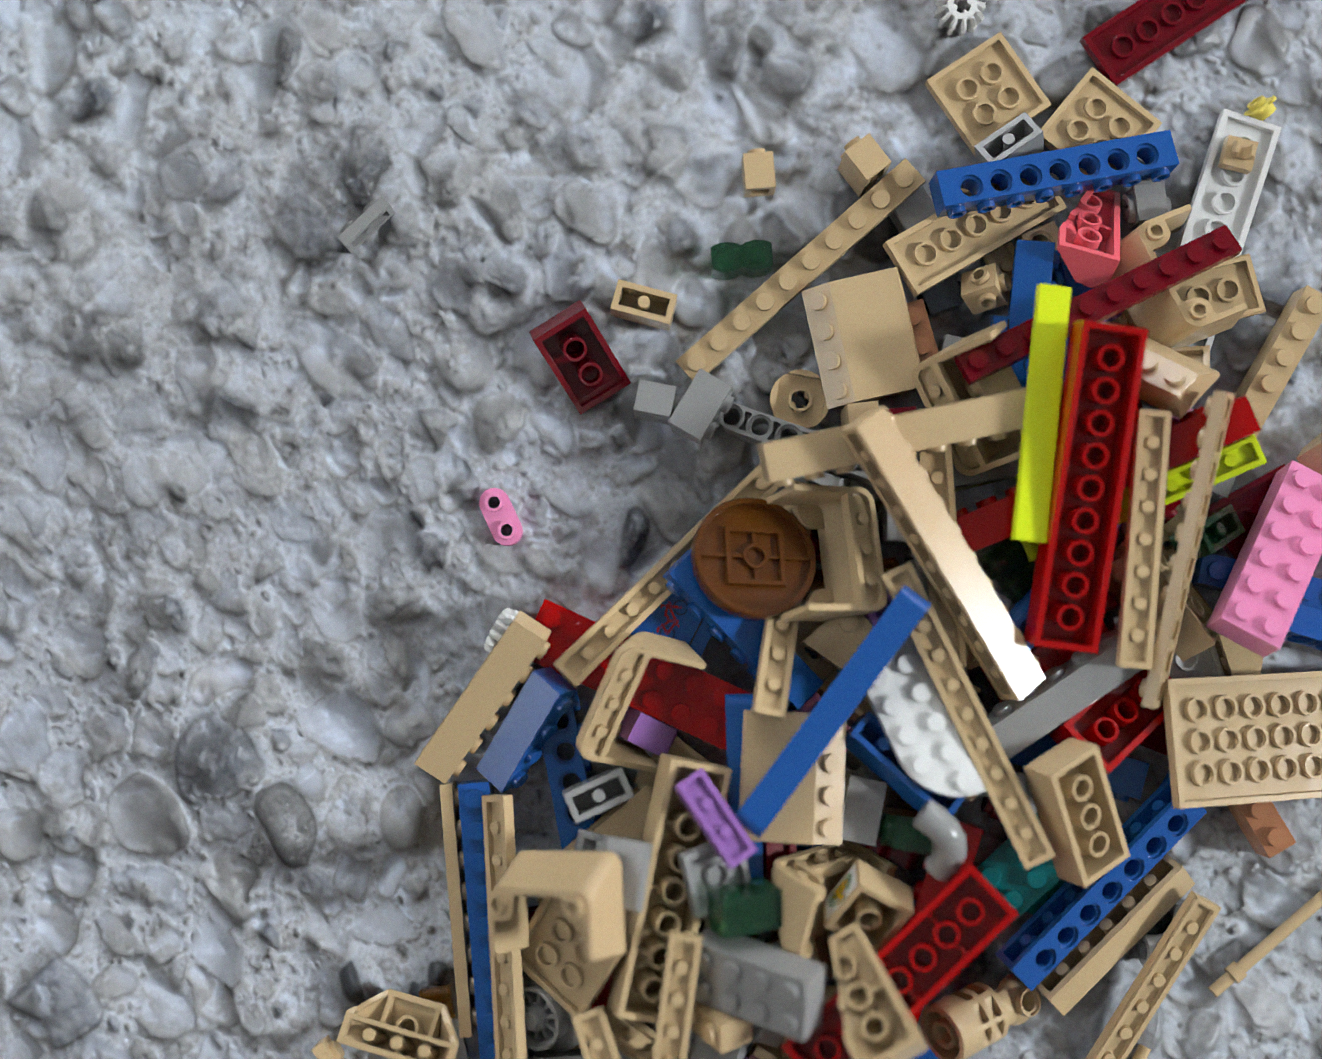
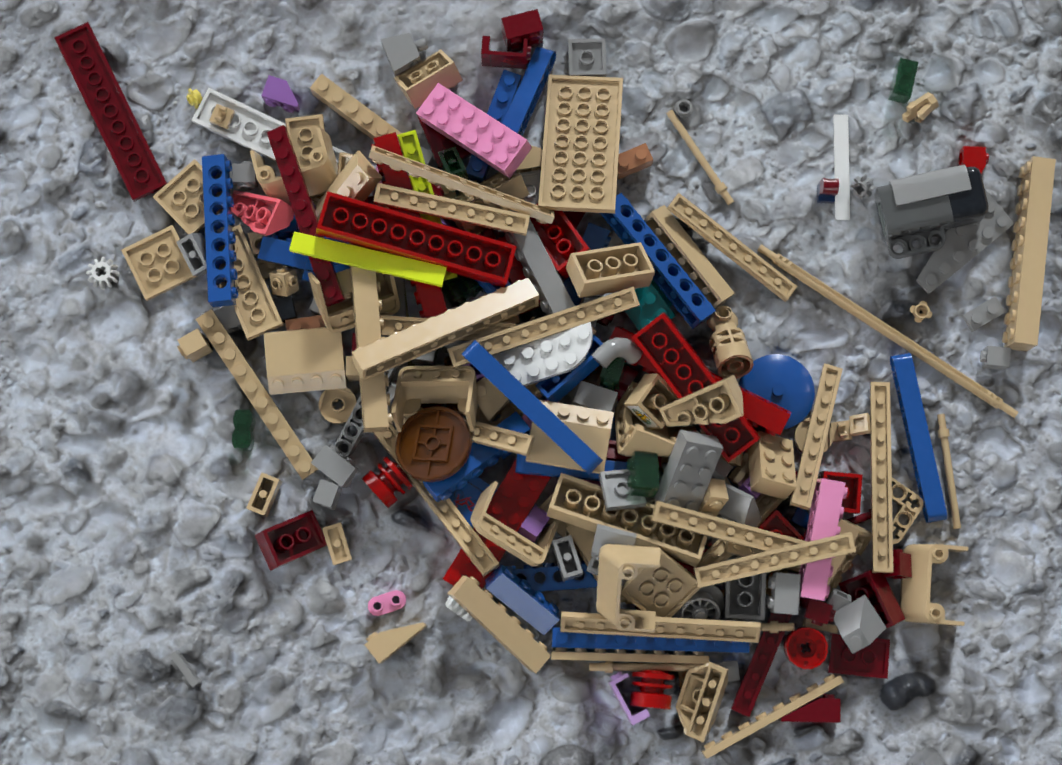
camera: 85 degrees left, 5 degrees down
(366, 932) = (632, 718): none -> lavender panel
(408, 950) = (651, 689): none -> red wheel
(439, 528) = (386, 643): none -> tan slope
(439, 877) = (609, 666): none -> tan bar
(582, 428) = (337, 543): none -> tan plate
(686, 492) = (387, 482): none -> red wheel
(715, 819) = (587, 485): medium lavender plate -> none
(758, 173) = (189, 412): tan brick -> none
(1287, 239) = (279, 93): none -> medium lavender slope

